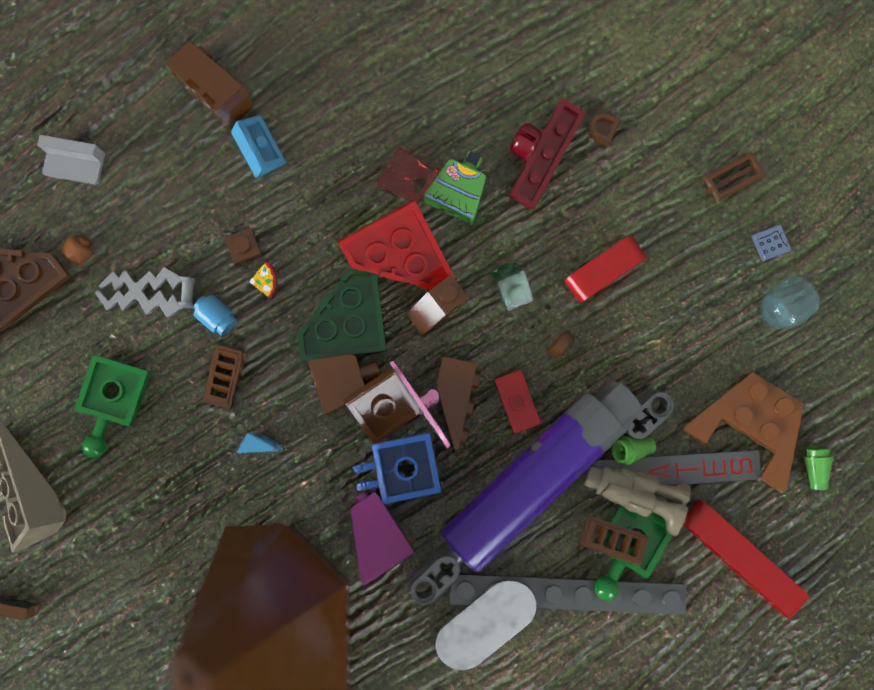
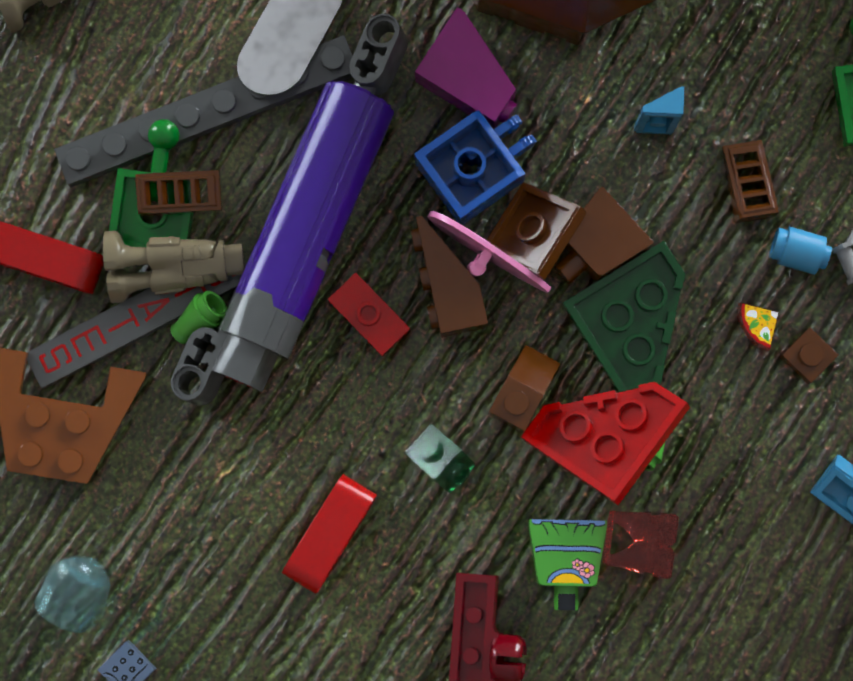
camera: 165 degrees right, 0 degrees up
(560, 344) = (345, 410): reddish brown tile -> none

